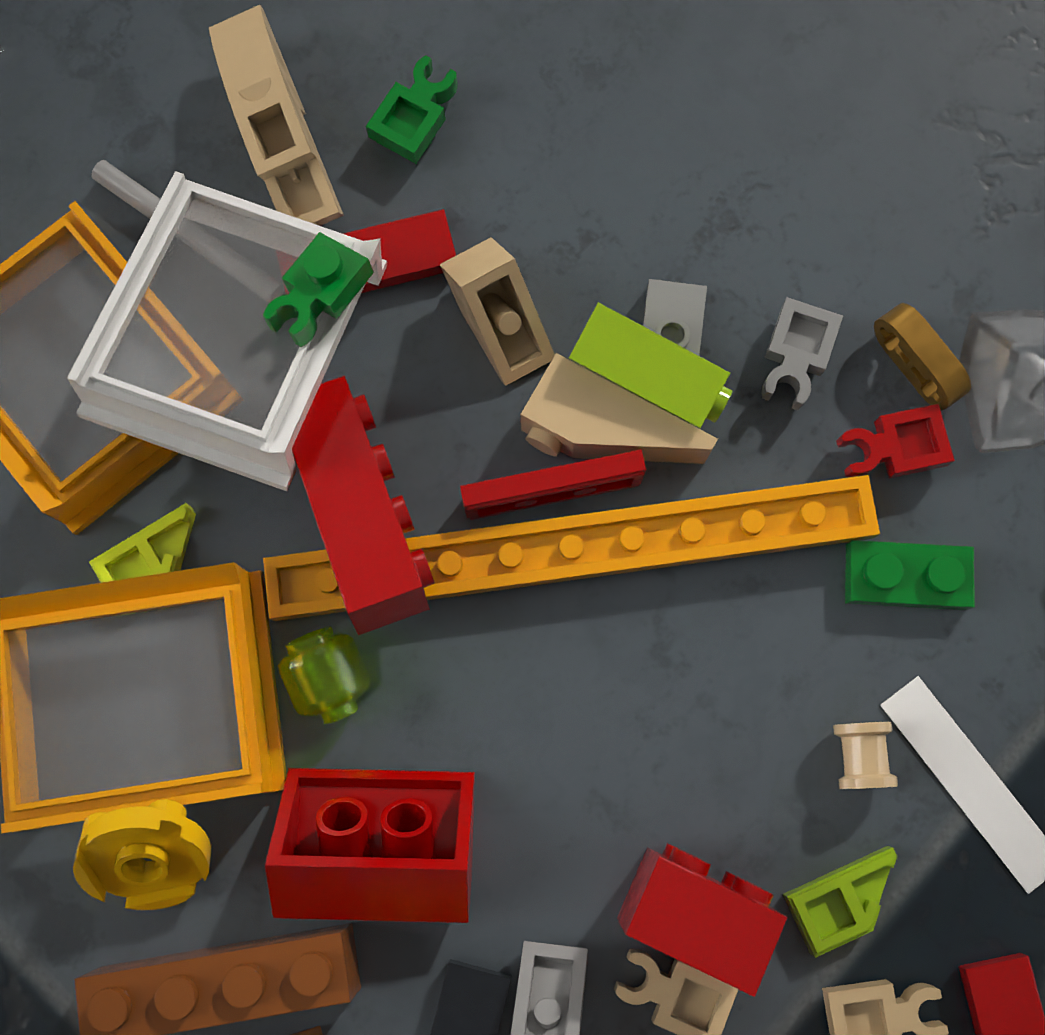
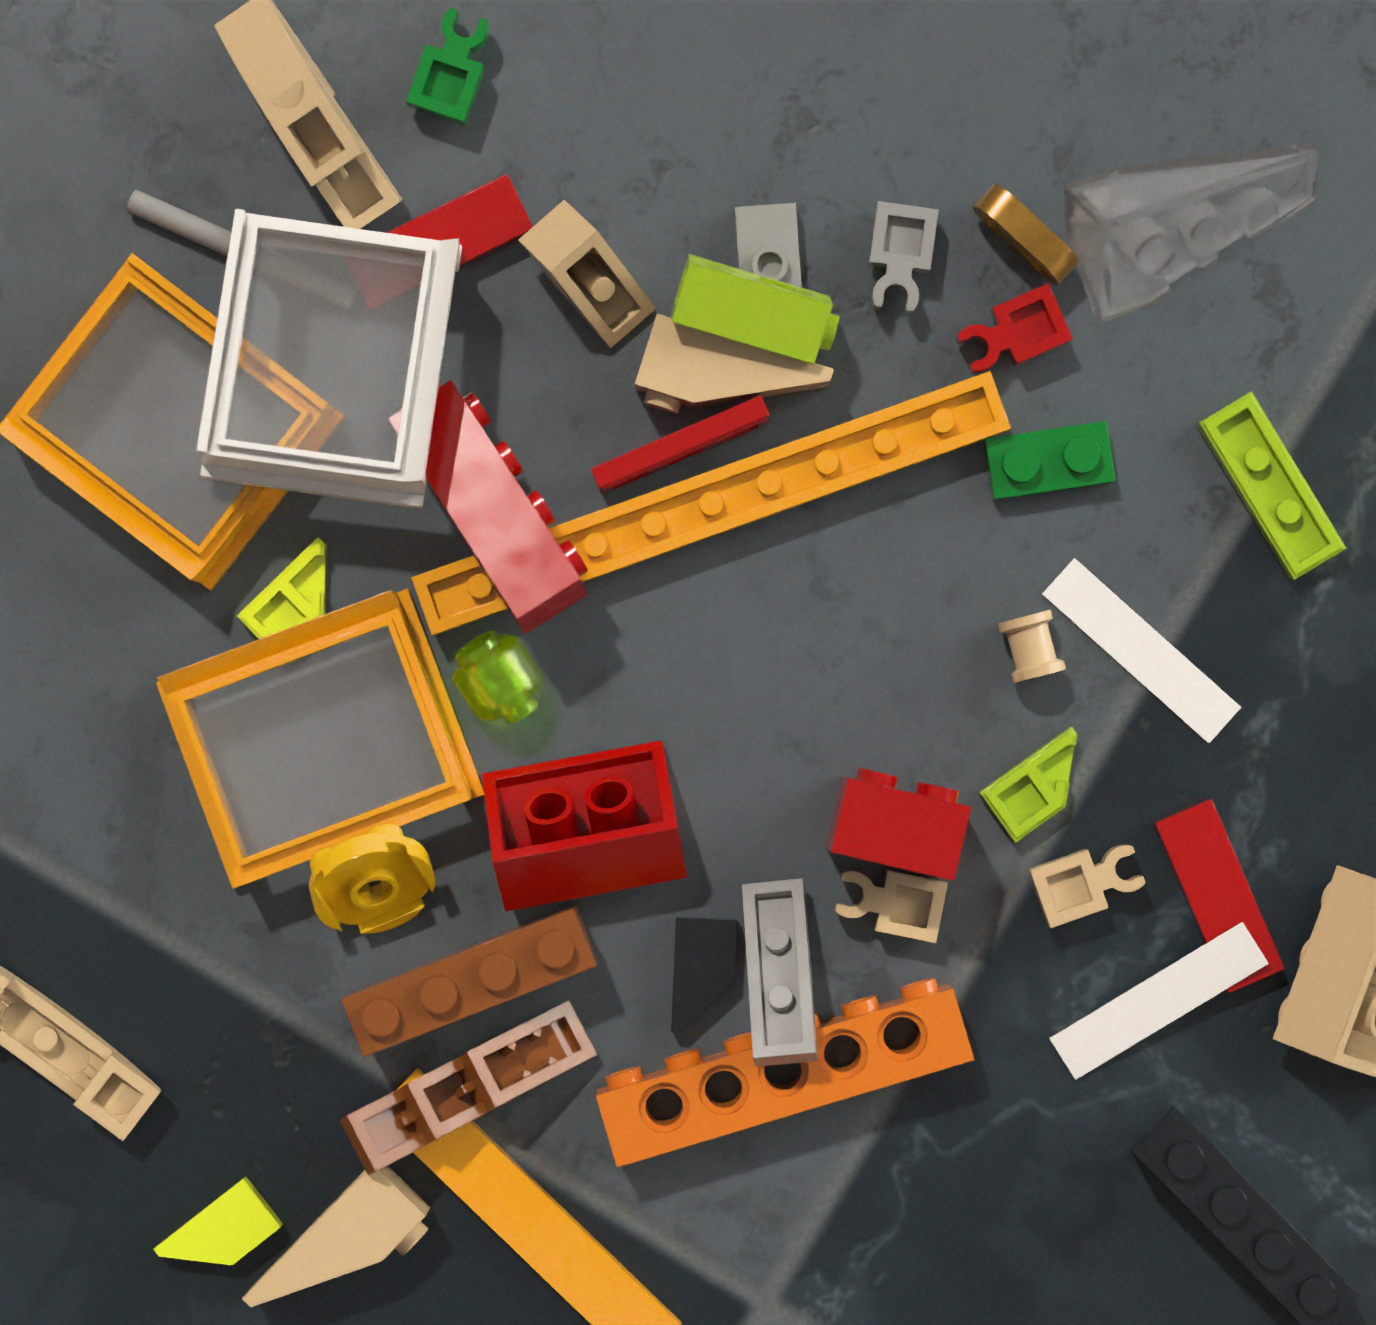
camera: 15 degrees left, 10 degrees up
(318, 281) = (414, 298): green plate -> none

